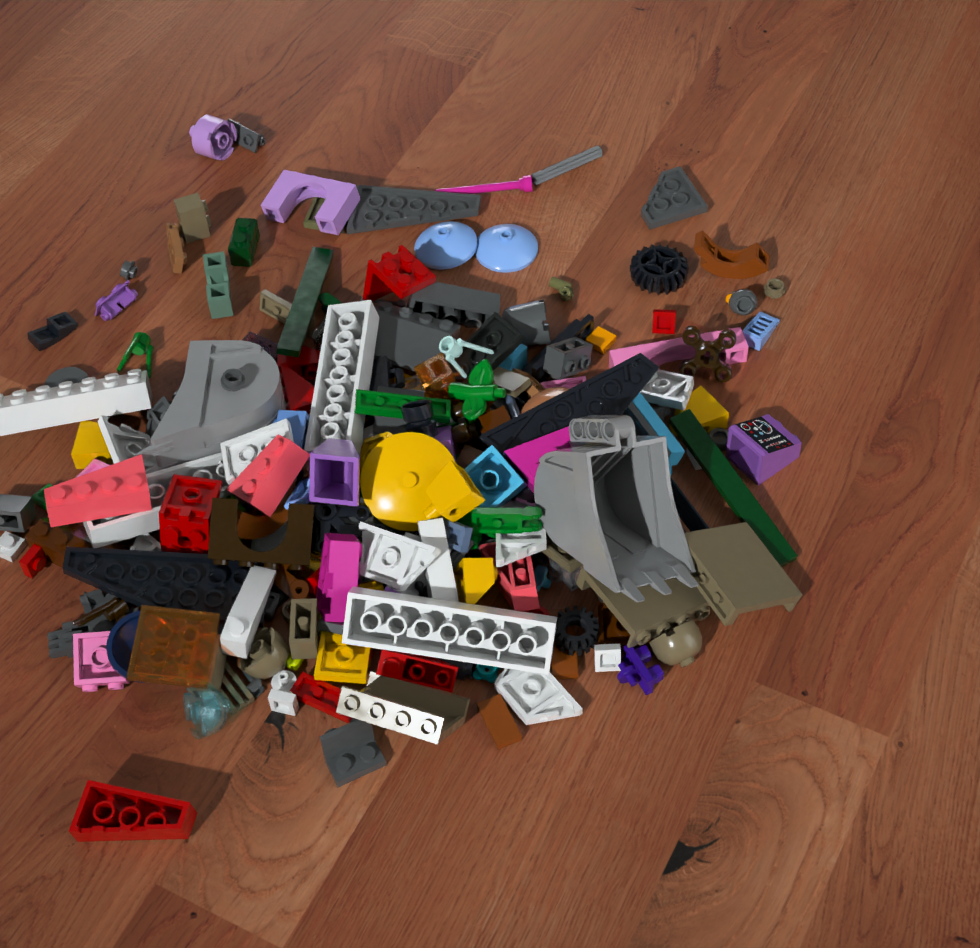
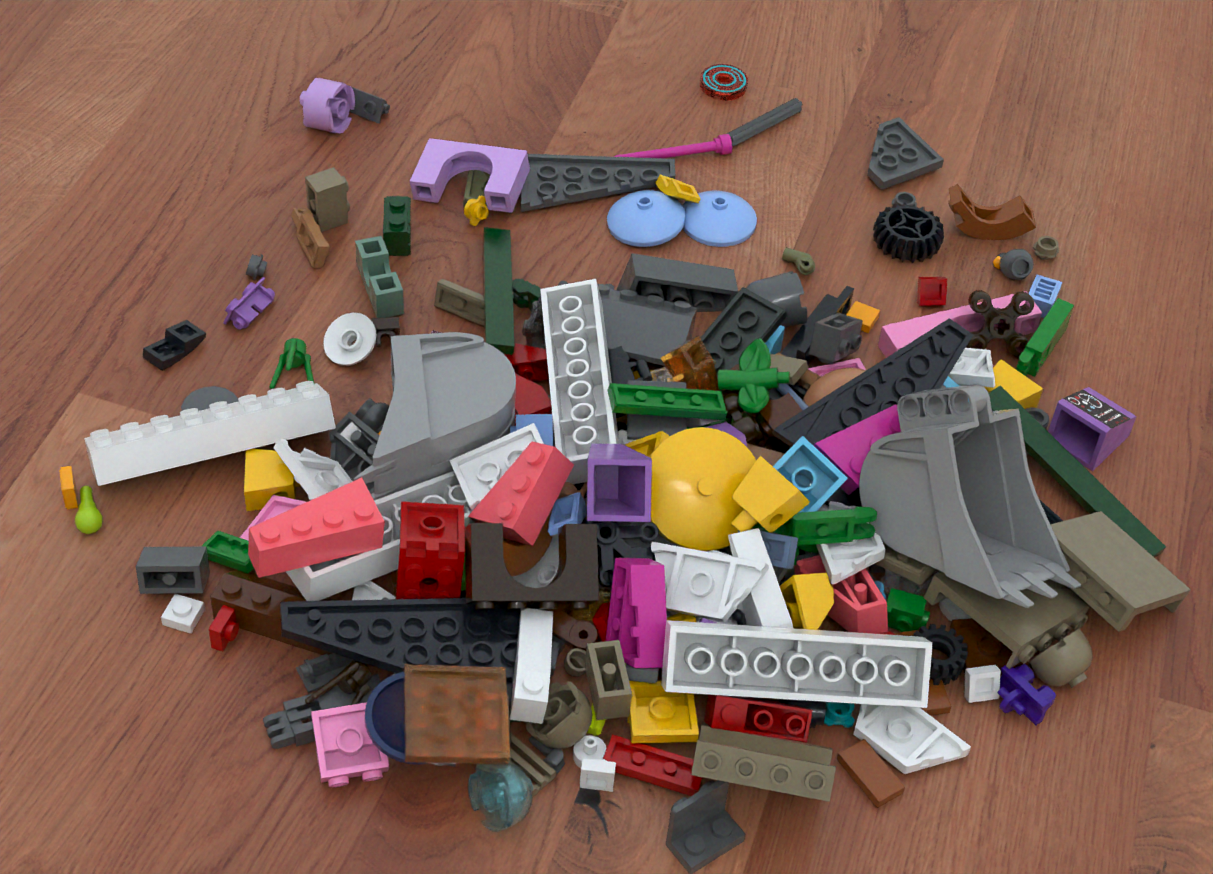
camera: 15 degrees left, 5 degrees down
(181, 332) = (342, 334): none -> white dish
(213, 327) = (386, 327): none -> dark brown tile
(232, 380) = (461, 379): dark grey plate -> none
(306, 230) = (476, 210): none -> yellow plate
(389, 275) = (602, 248): red bracket -> none
(418, 416) = (695, 410): black wheel -> none
(453, 348) = (710, 331): light aqua plant -> none
(475, 222) = (677, 189): none -> yellow slope
(543, 120) = (714, 75): none -> clear red tile
(560, 592) = (906, 611): none -> green brick
(664, 239) = (904, 197): none -> dark grey plate
(745, 370) = (1045, 338): none -> green hinge

